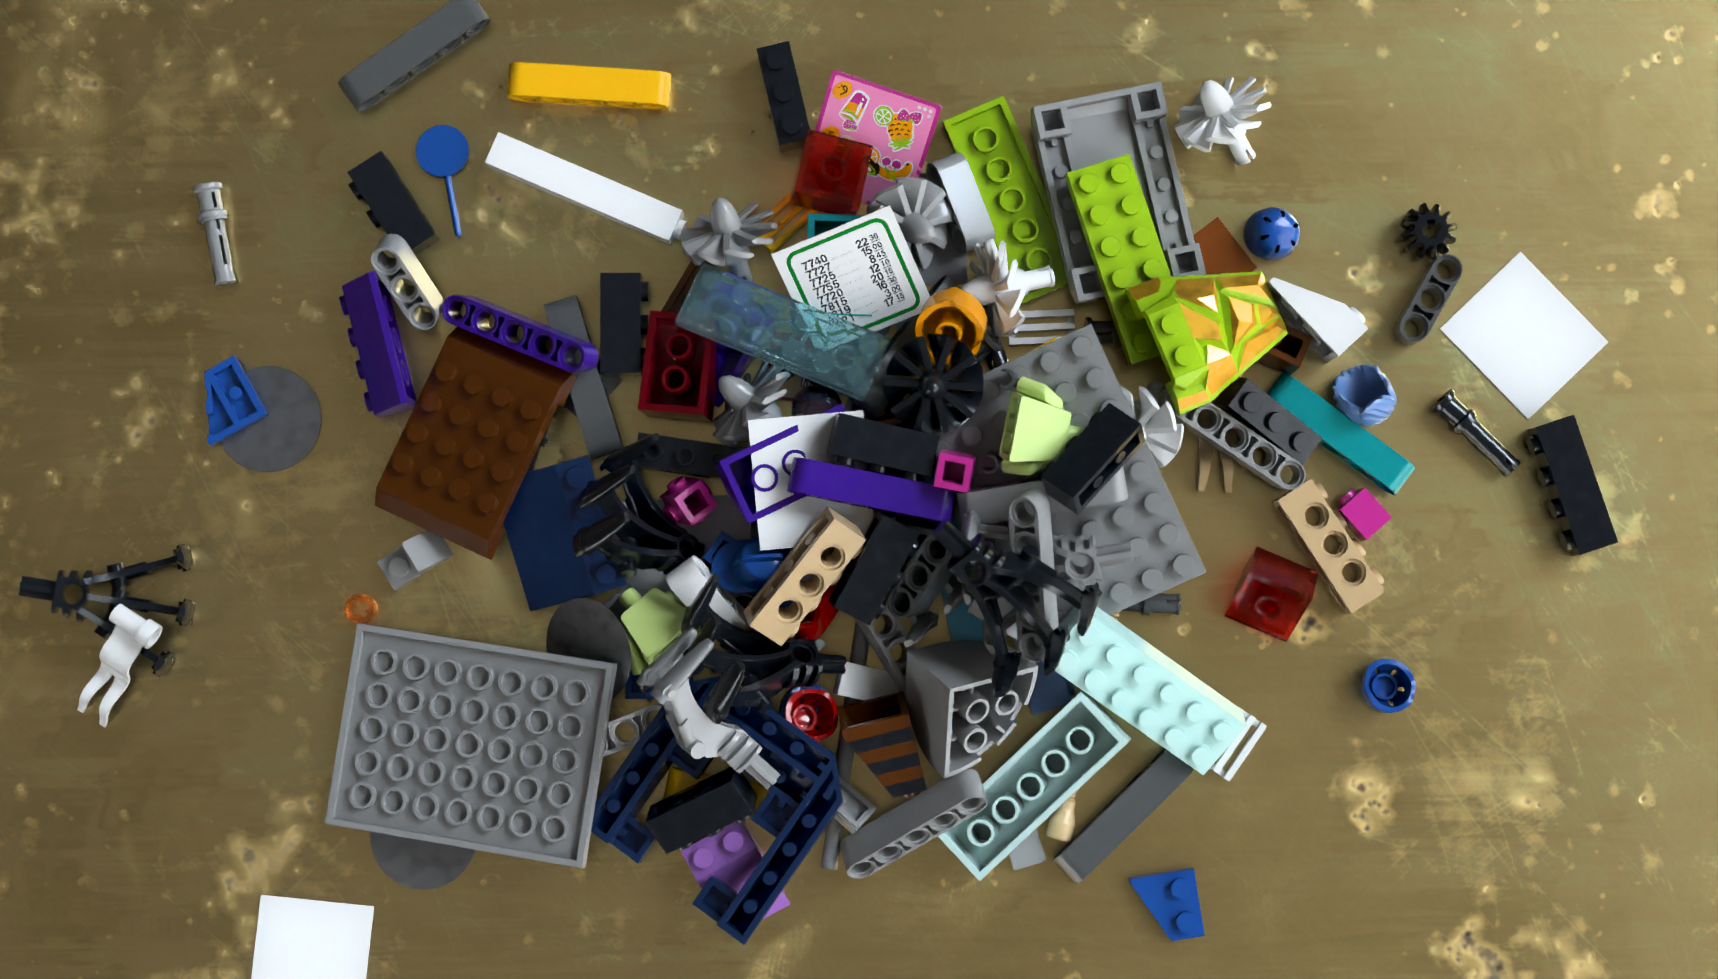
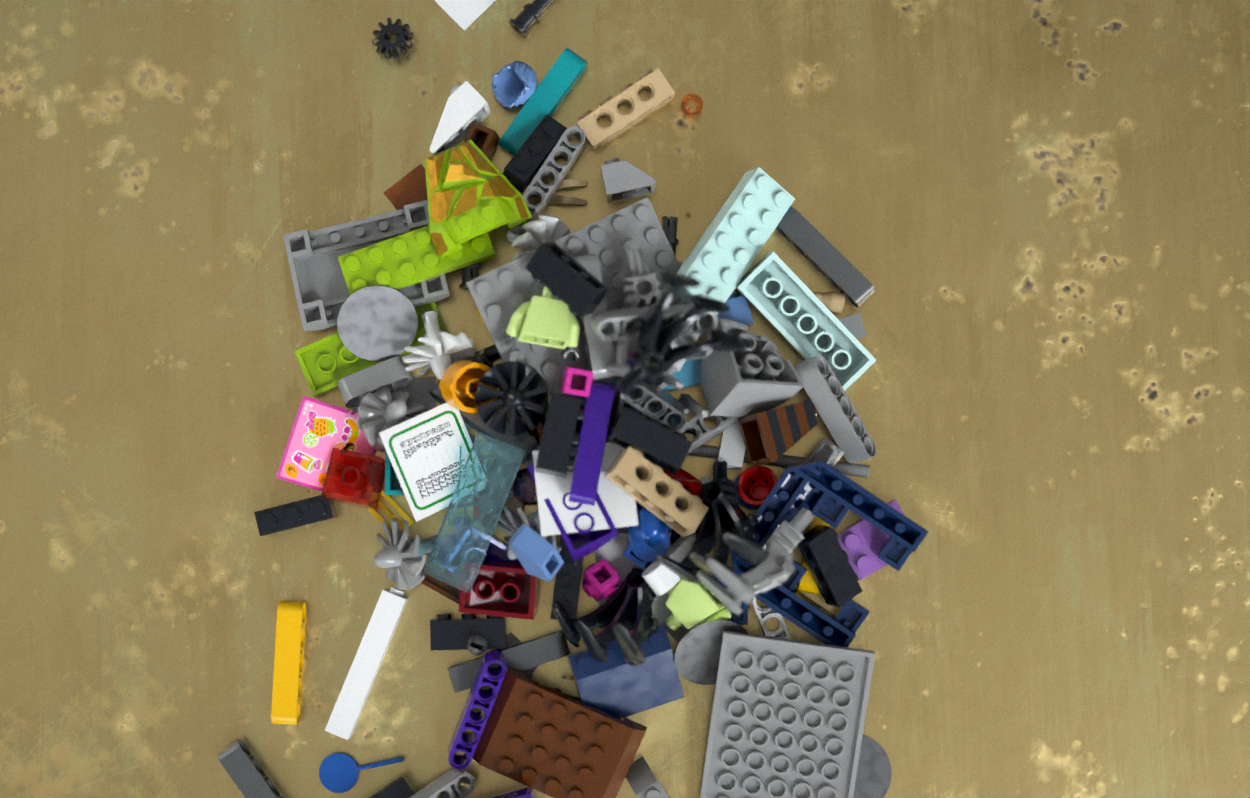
camera: 90 degrees left, 0 degrees up
(612, 337) = (479, 639): none -> dark grey hinge
(724, 412) = (535, 553): none -> medium blue slope
(1037, 314) = (465, 300): white tile -> none
(1039, 206) = (377, 323): none -> flat silver sticker
(1172, 901) = (886, 220): blue wing -> none
(1219, 118) = (310, 191): white piece -> none
(1229, 542) = (625, 180): none -> light grey slope
(1229, 773) = (775, 169): white tile -> none
(1272, 594) = (661, 150): clear red slope -> none
(1280, 231) = (394, 146): blue helmet -> none
(1338, 628) = (691, 114): none -> clear orange bush
(1362, 513) = (601, 85): dark pink brick -> none
(1383, 686) = (727, 69): blue helmet -> none
(1438, 288) = (437, 29): dark grey beam -> none

